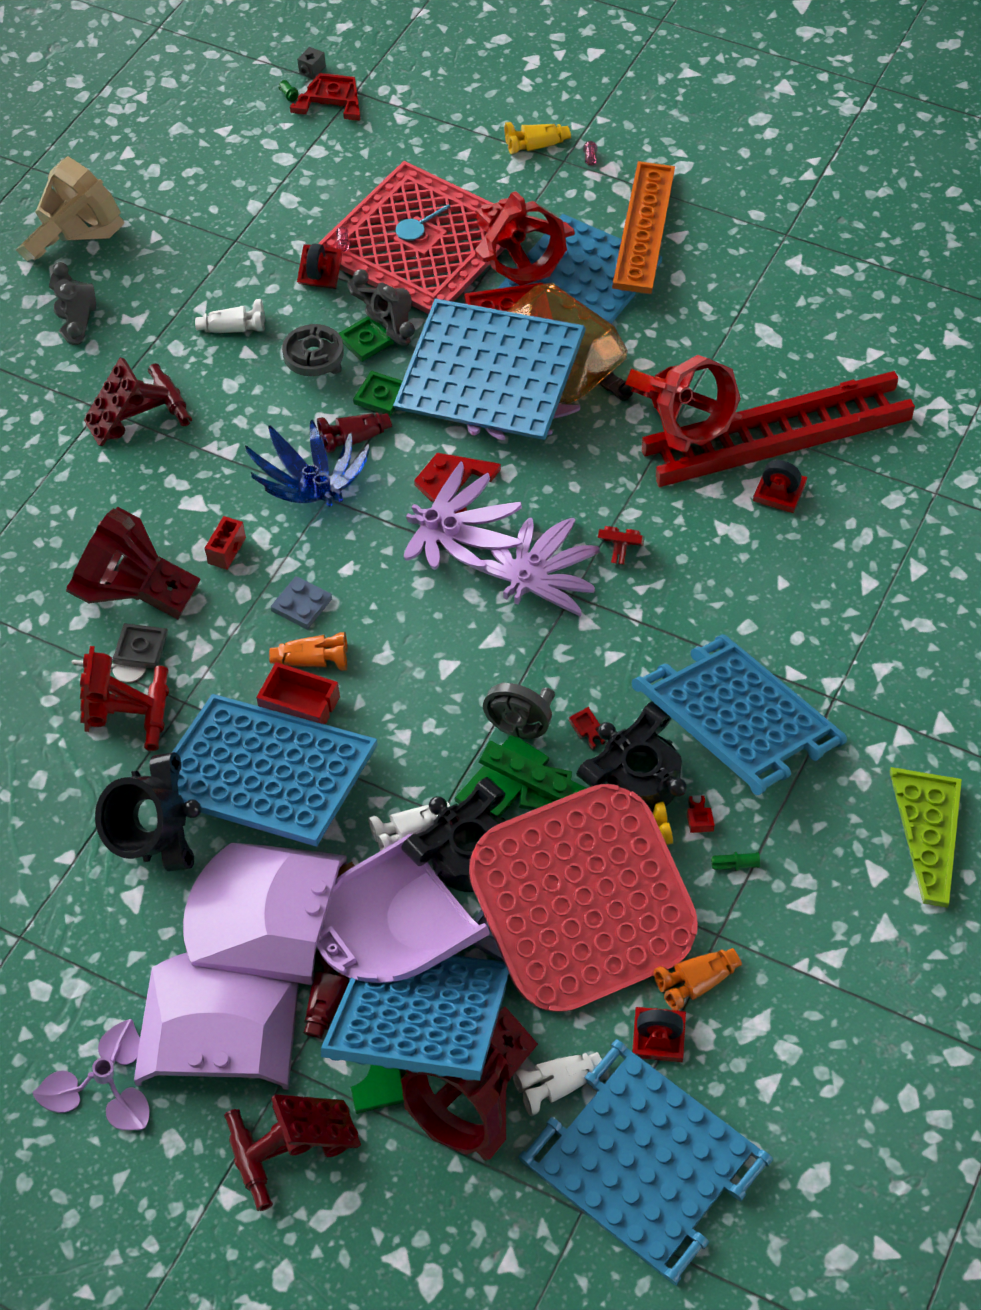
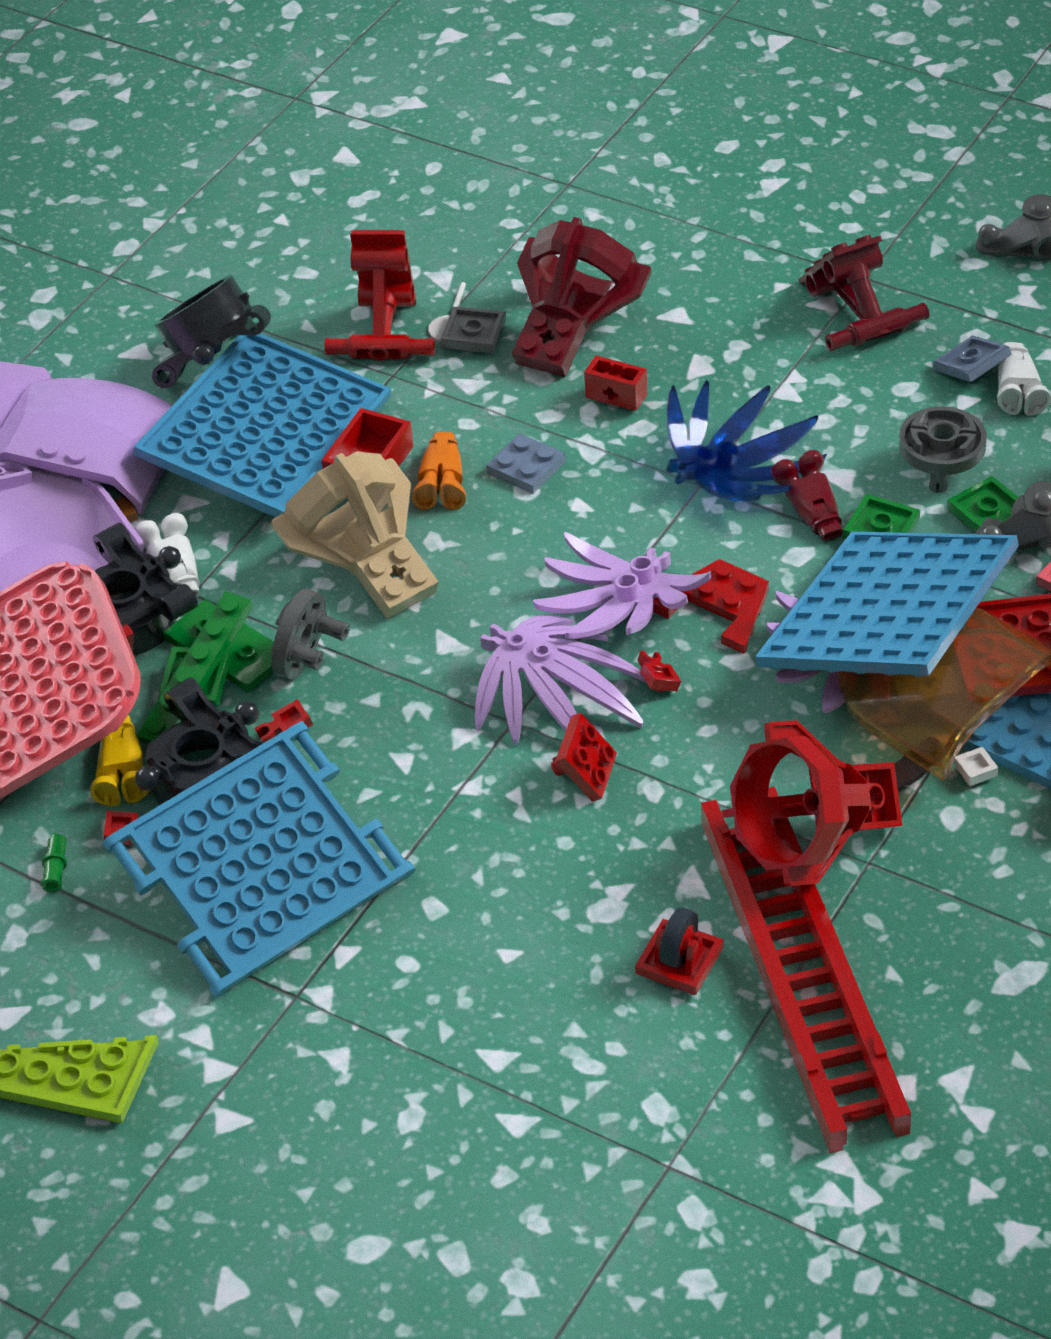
camera: 95 degrees right, 10 degrees down
(212, 342) = (971, 358): none -> sand blue plate
(413, 678) = (362, 532): none -> tan plate
(531, 509) = (658, 675): none -> red plate

